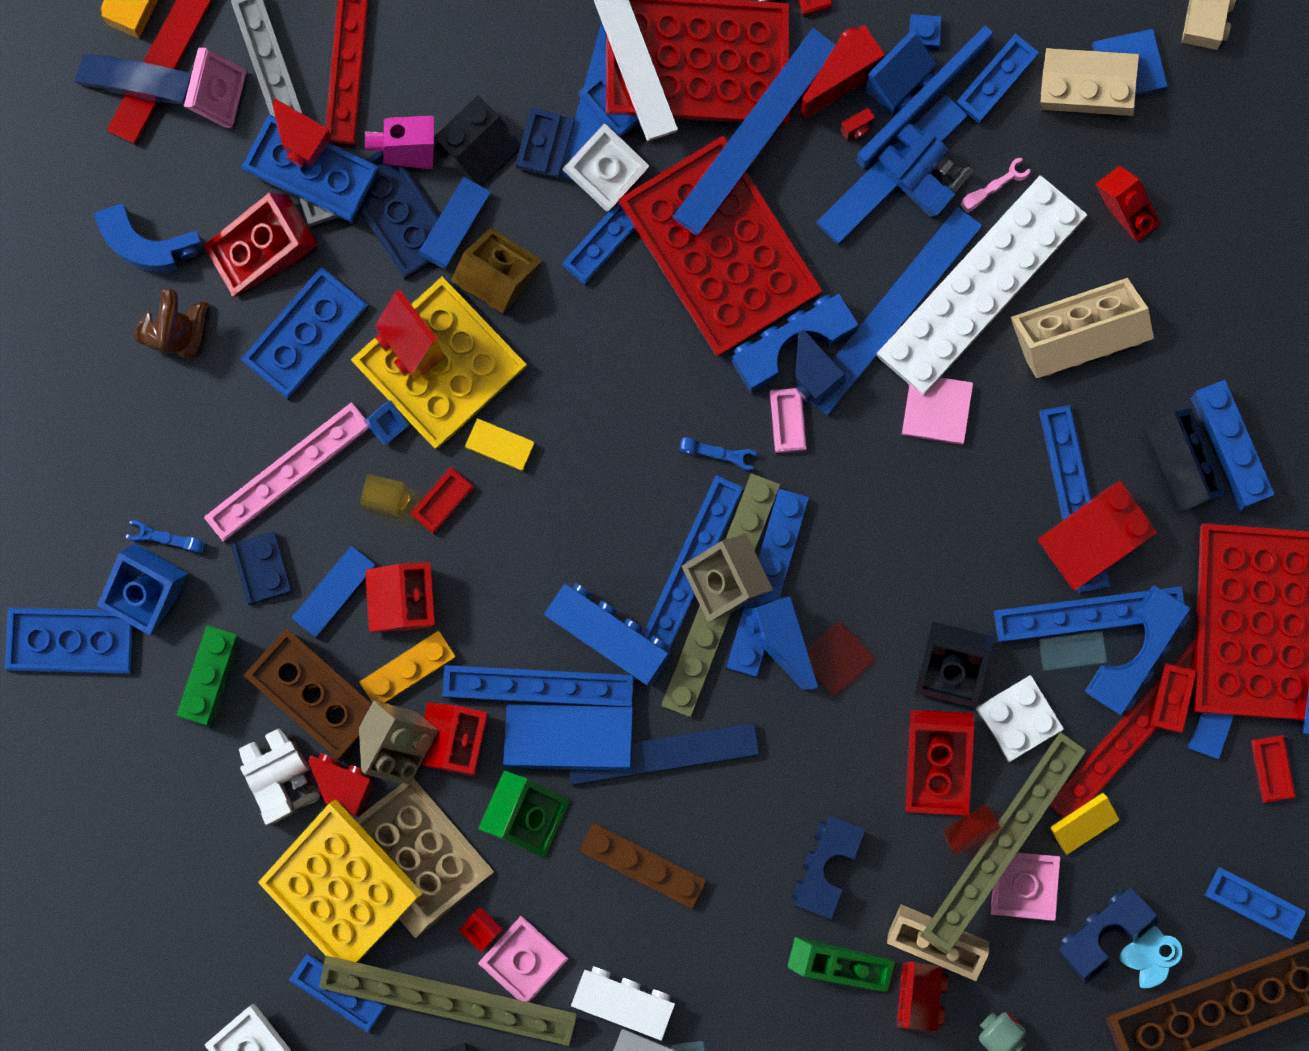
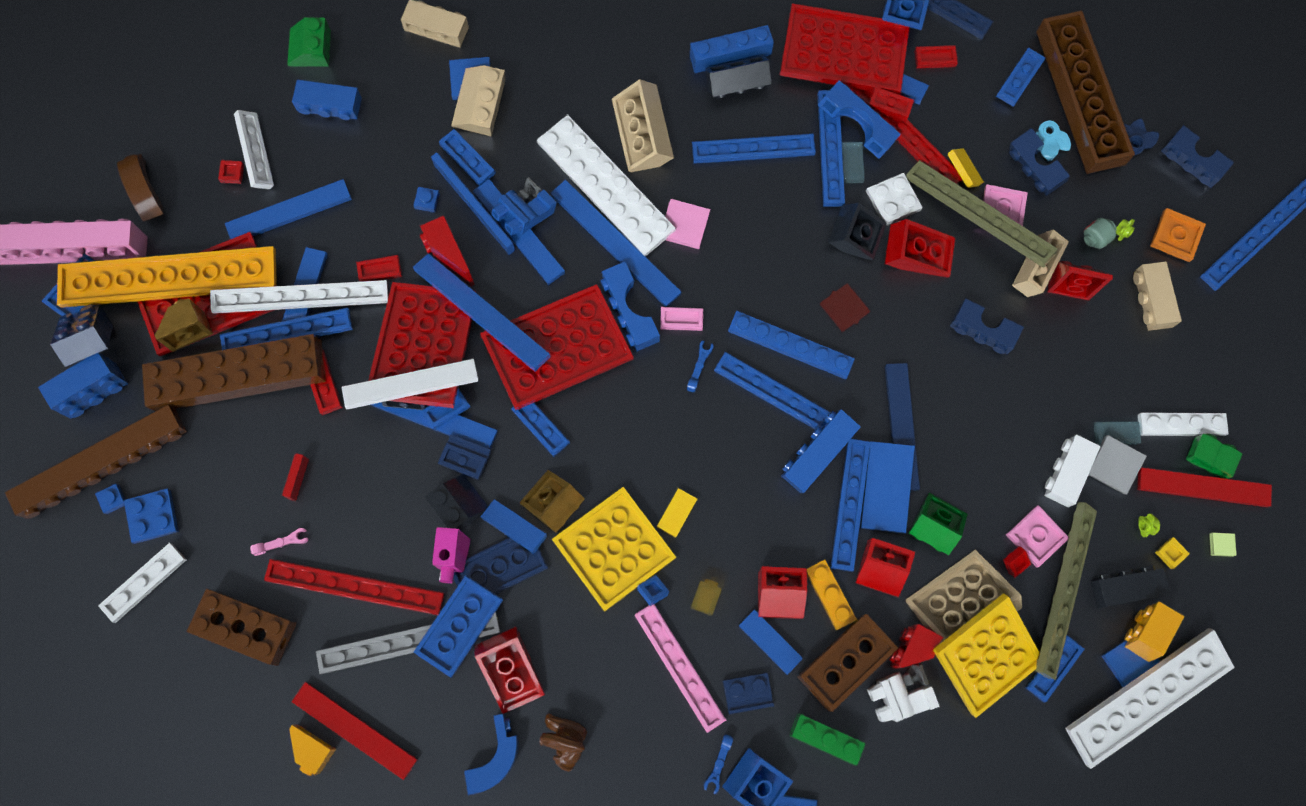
camera: 90 degrees left, 5 degrees down
(133, 78) = (368, 752): dark blue slope -> none
(215, 87) = (386, 691): bright pink tile -> none
(300, 135) = (434, 629): red slope -> none
(304, 333) = (578, 644): blue tile -> none
(394, 742) = (887, 606): dark tan slope -> none
(407, 337) = (598, 563): red slope -> none
(442, 500) = (712, 557): red tile -> none
(605, 167) = (489, 416): white plate -> none
(642, 866) = (976, 449): reddish brown plate -> none
(705, 636) = (797, 376): olive plate -> none
(727, 577) = (790, 366): dark tan slope -> none
(780, 635) = (829, 337): blue slope -> none
(815, 371) = (652, 293): dark blue slope -> none
(840, 964) = (1050, 329): green slope -> none
(858, 125) = (486, 247): red plate -> none
(901, 74) = (458, 217): blue slope -> none
(971, 829) = (969, 233): clear red piece -> none
(975, 198) = (546, 181): bright pink piece -> none
(1097, 535) = (781, 132): red slope -> none
(1128, 202) = (563, 88): red slope -> none

